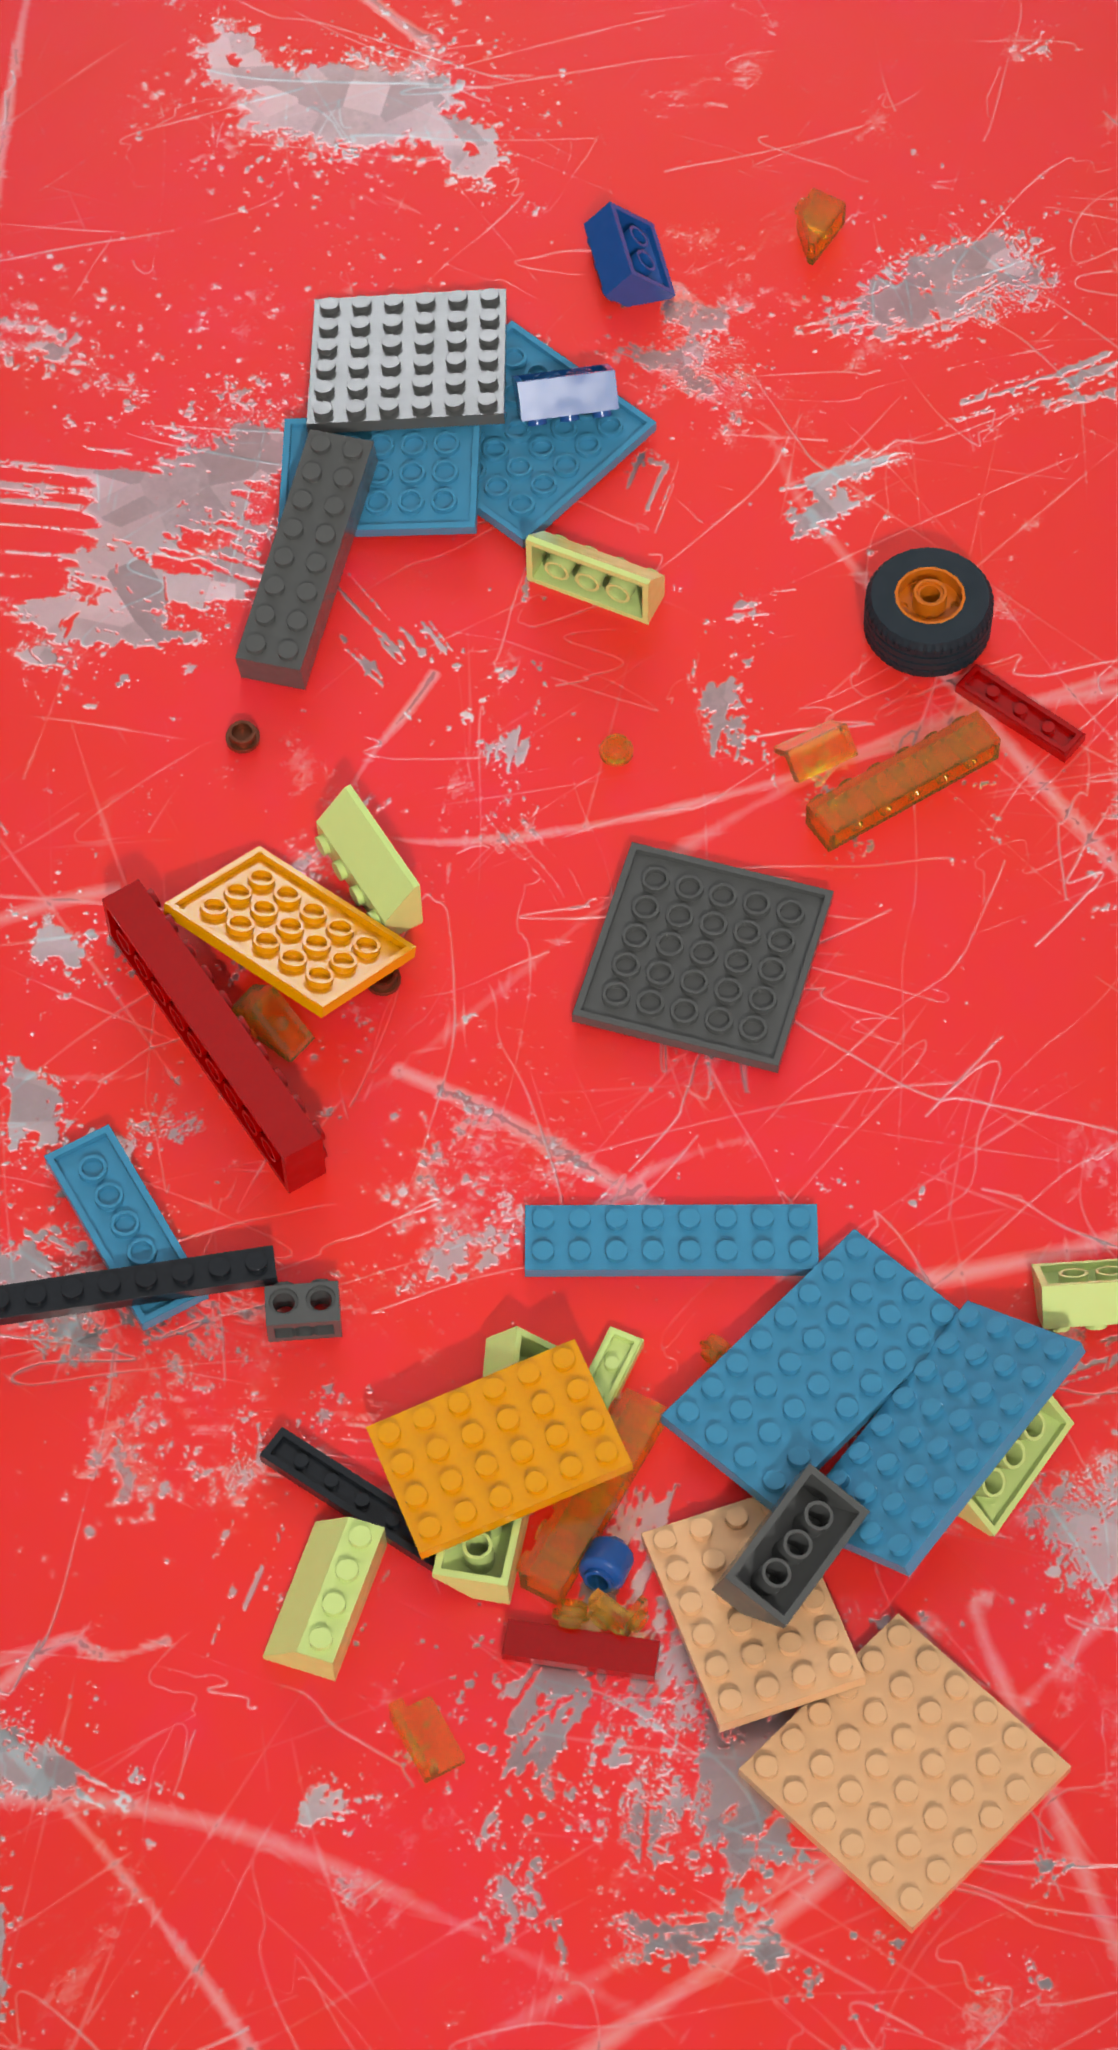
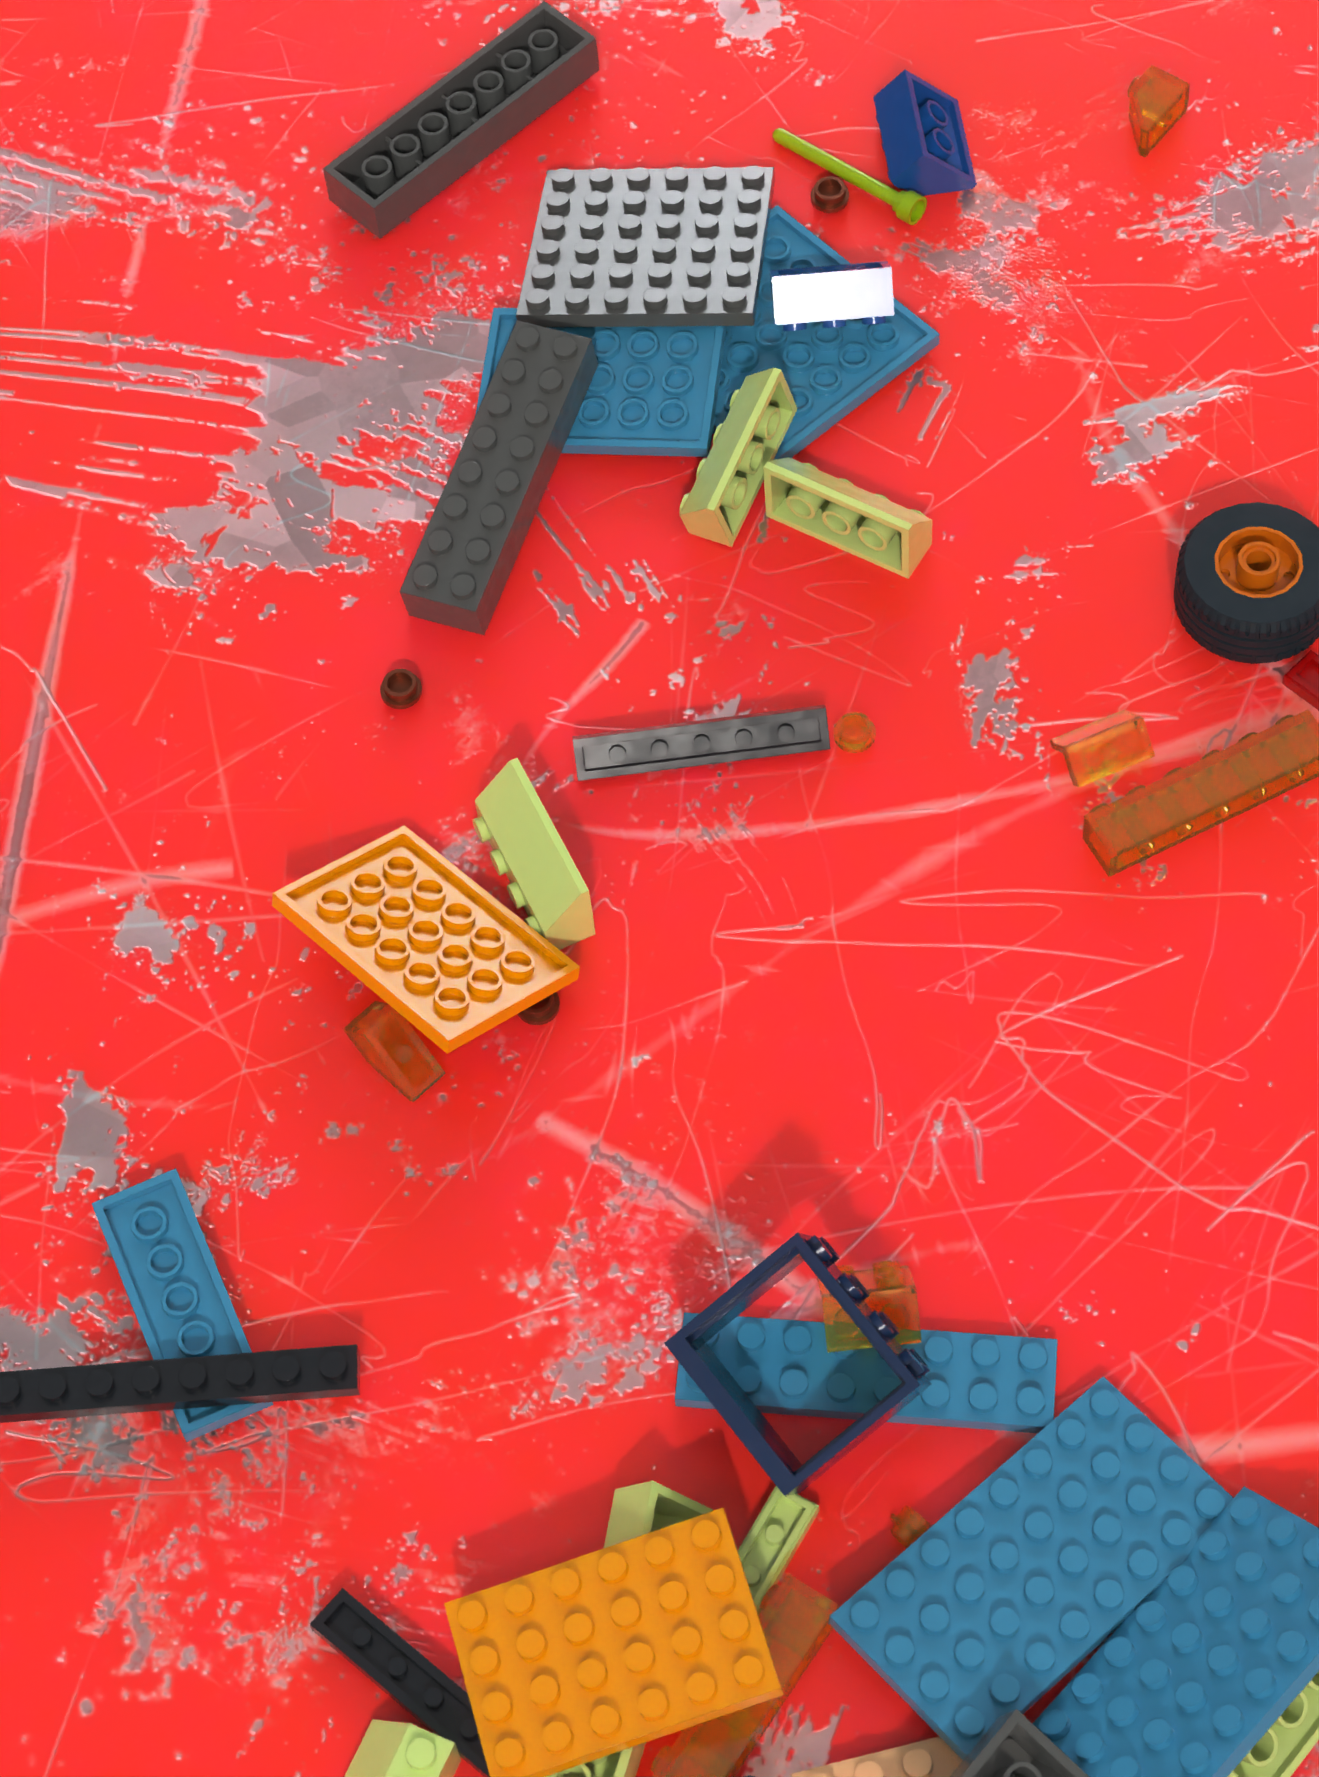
camera: 10 degrees right, 0 degrees up
(216, 1036) = (322, 1066): red brick -> none
(238, 259) = (461, 119): none -> dark grey brick
(303, 1320) = (386, 1444): dark grey brick -> none
(493, 765) = (701, 742): none -> plate
(502, 533) = (740, 448): none -> yellowish green slope
(554, 309) = (829, 195): none -> copper plate
(576, 1180) = (736, 1407): none -> dark blue window
(619, 315) = (907, 205): none -> lime piece
(670, 1189) = (890, 1291): none -> bracket
(703, 957) = (940, 1003): dark grey plate -> none

